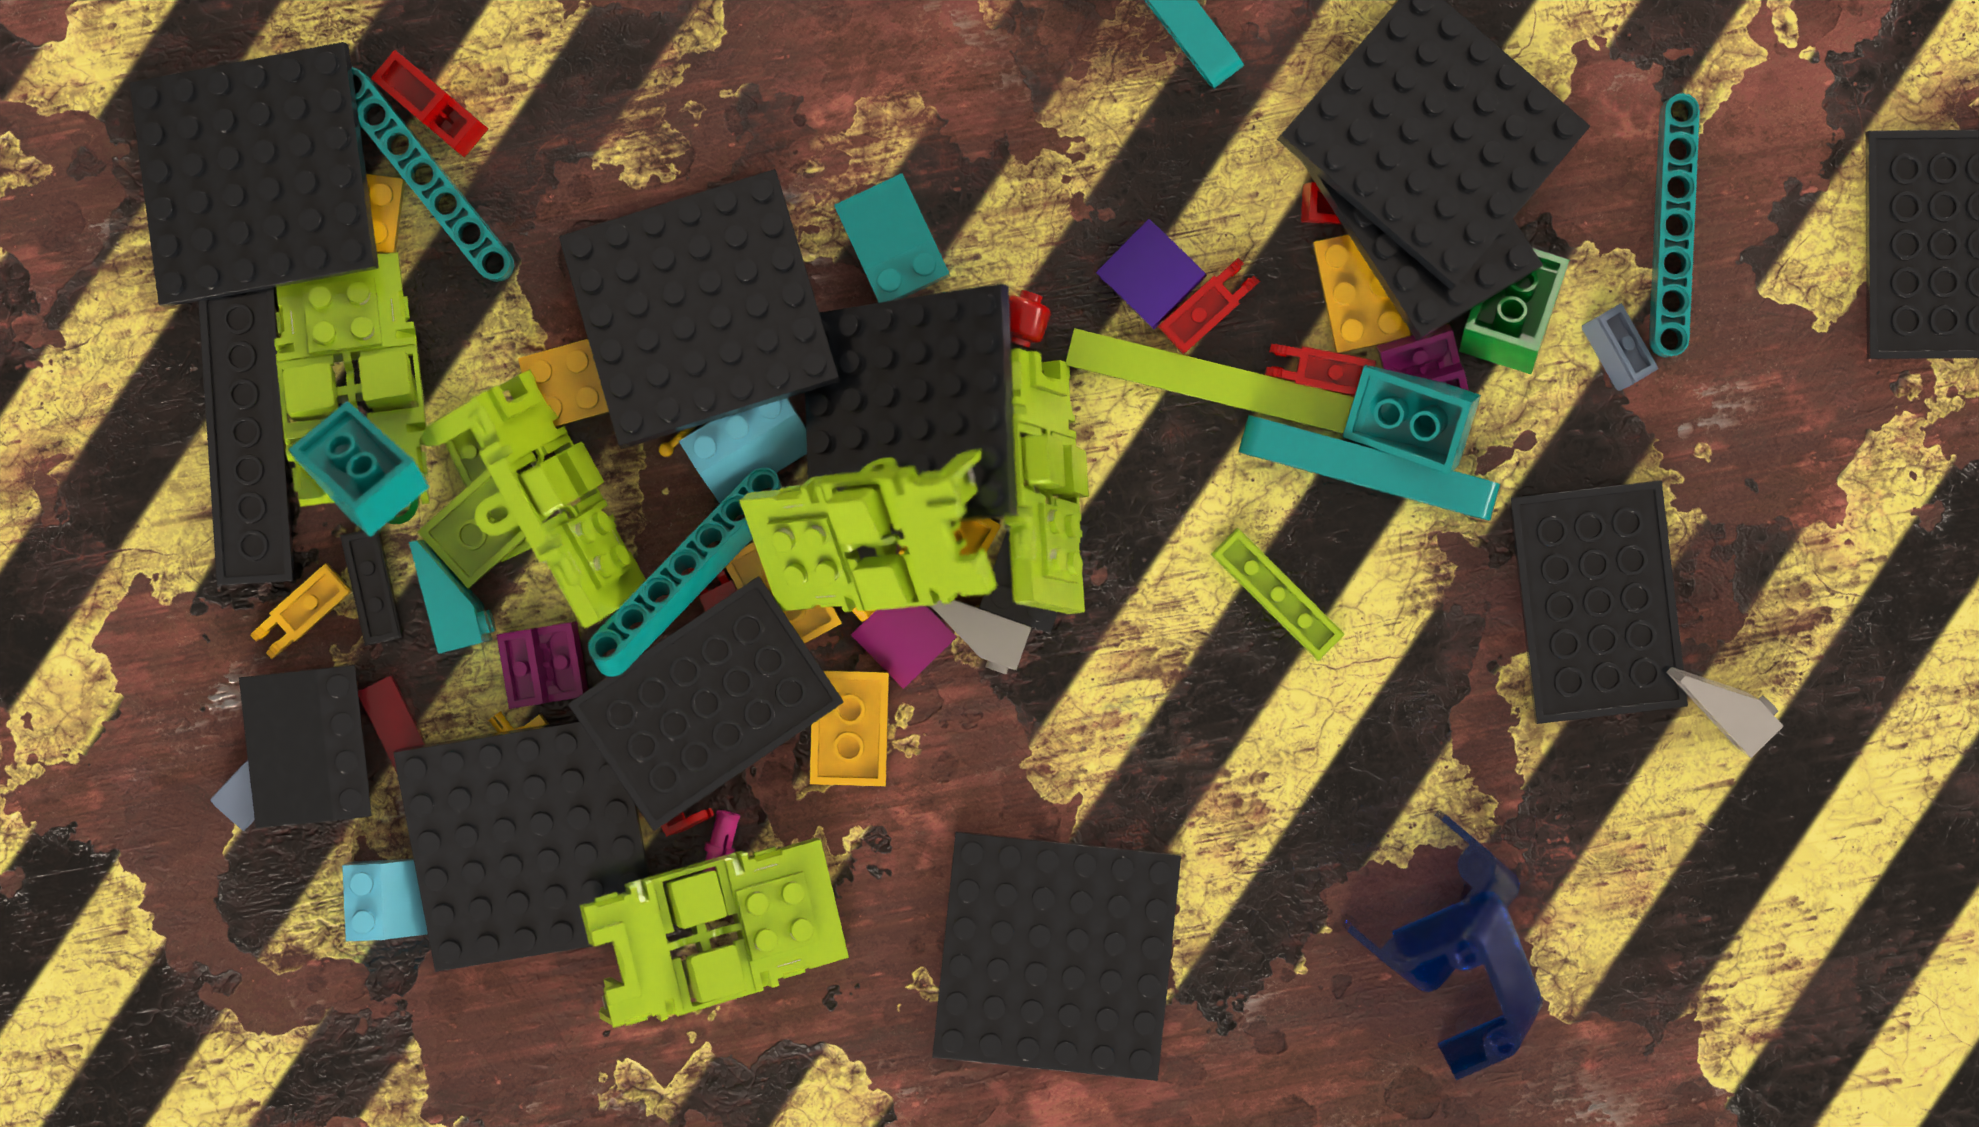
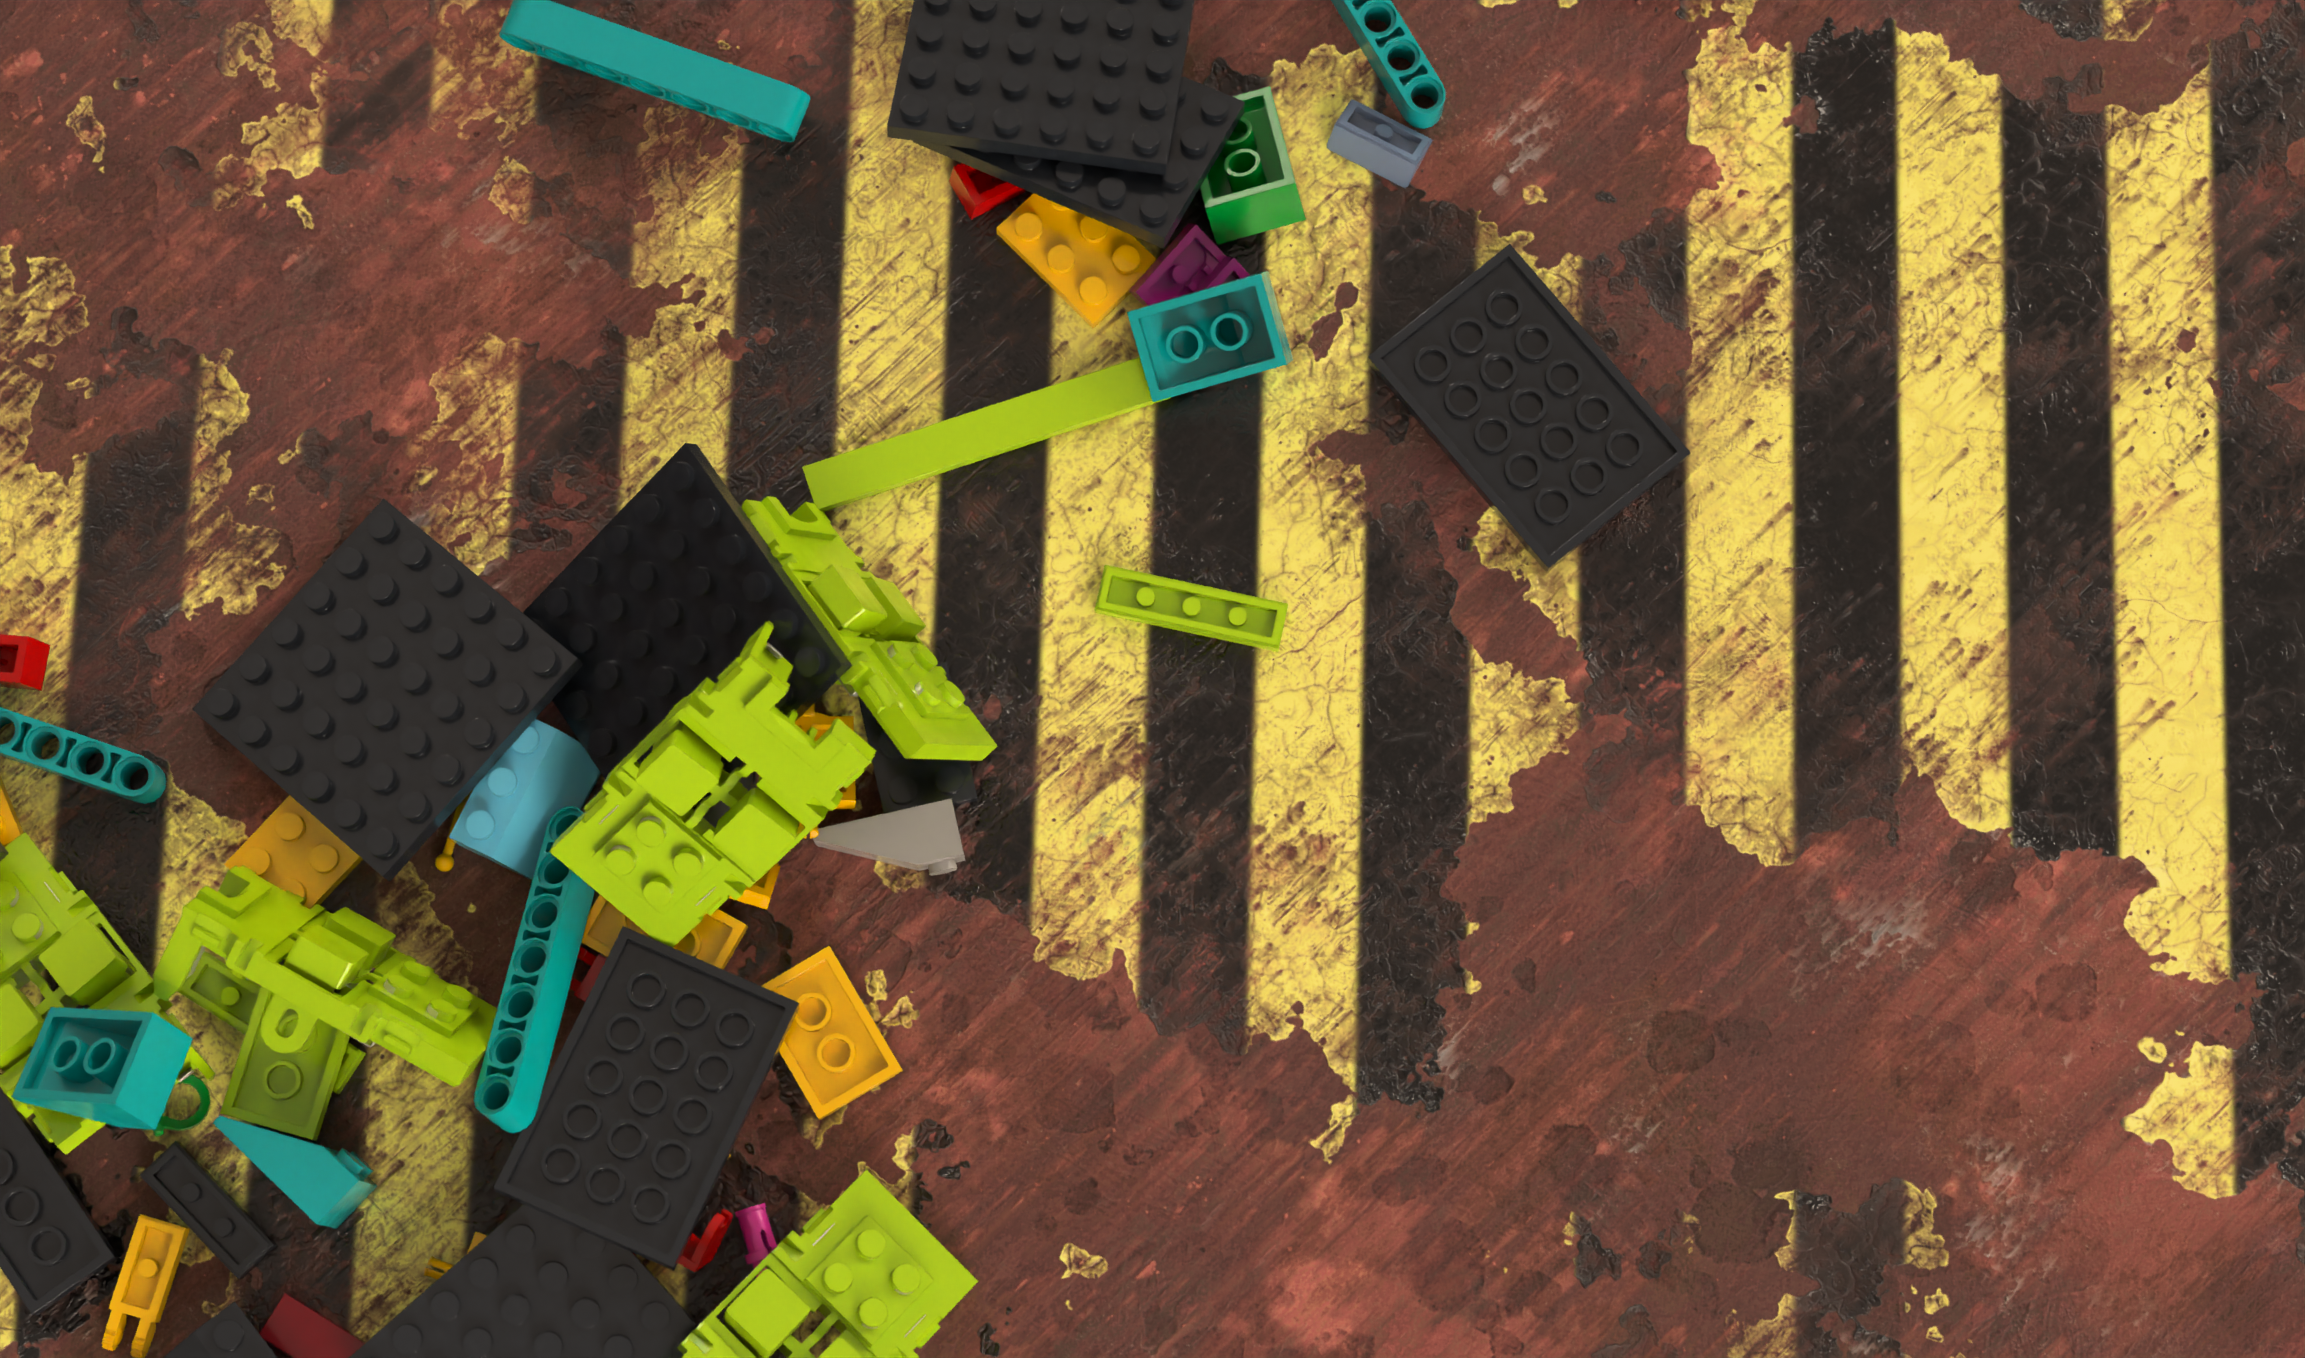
camera: 30 degrees left, 10 degrees down
(542, 664) = (446, 1176): magenta slope -> none
(892, 240) = (551, 492): teal slope -> none
(904, 640) = (822, 898): magenta slope -> none
(1027, 318) = (746, 478): red head -> none
(1056, 956) = (1203, 1138): black plate -> none
(1151, 274) = (848, 363): dark purple slope -> none
(1205, 309) = (927, 363): red hinge -> none
(1321, 368) = (1084, 350): red hinge -> none
(1368, 468) = (1201, 418): teal beam -> none
(1474, 935) = (1628, 814): clear blue windscreen -> none
(1479, 870) = (1603, 887): clear blue windscreen -> none
(1736, 713) = (1749, 428): light grey slope -> none

